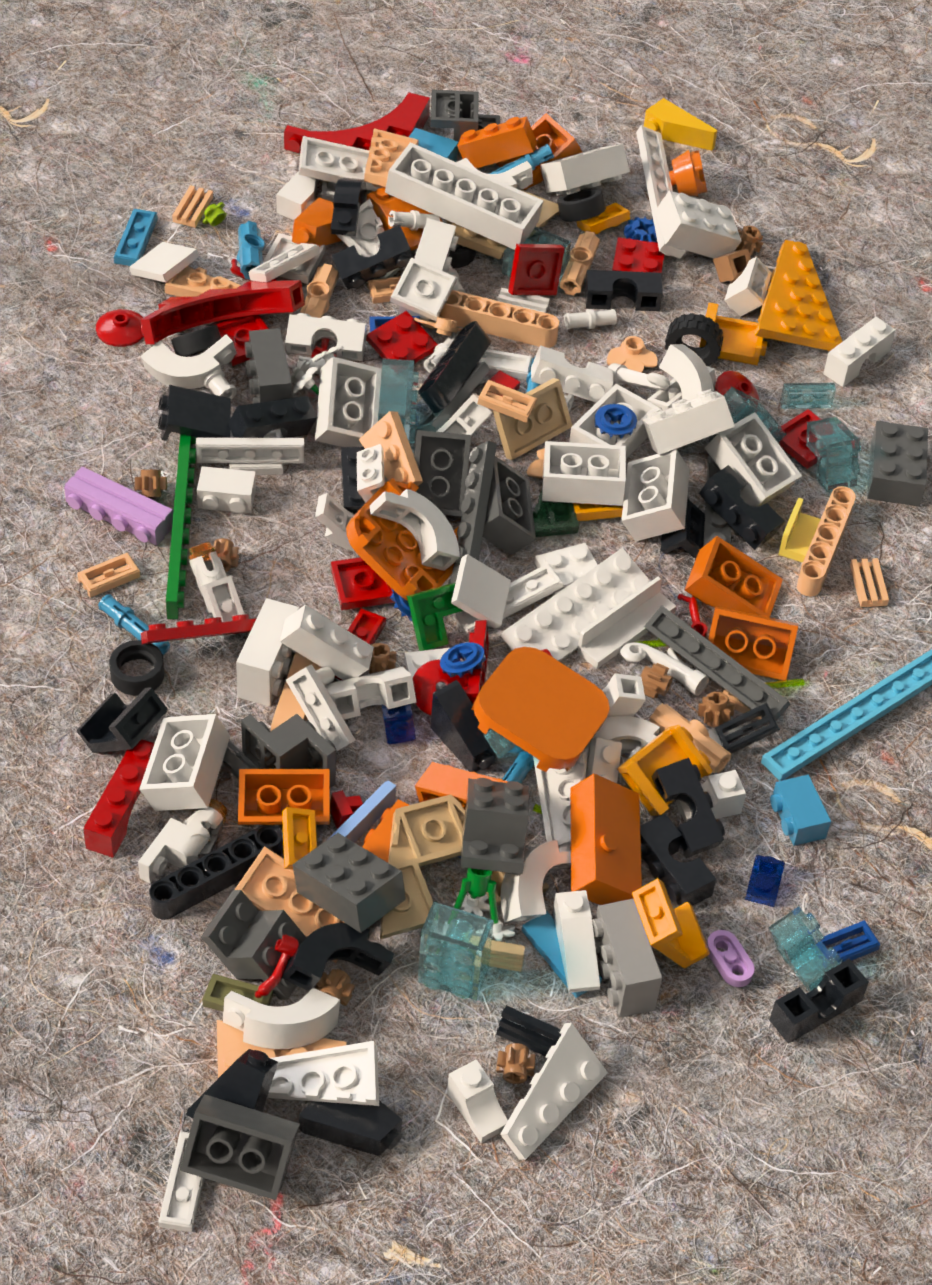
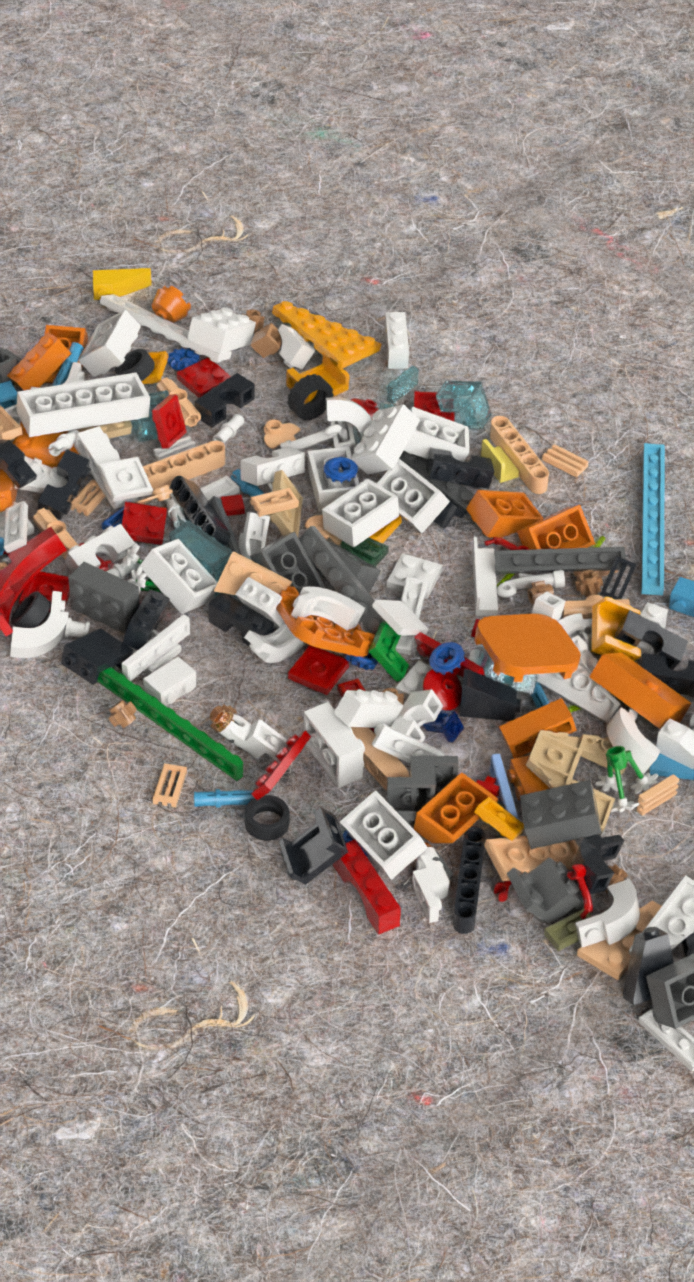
camera: 45 degrees left, 5 degrees down
(118, 506) = (121, 741): lavender brick -> none
(455, 951) = (653, 802): clear light blue brick -> none
(495, 825) = (591, 722): dark grey bracket -> none
(562, 617) = (453, 591): white plate -> none
(898, 463) = (503, 385): dark grey brick -> none

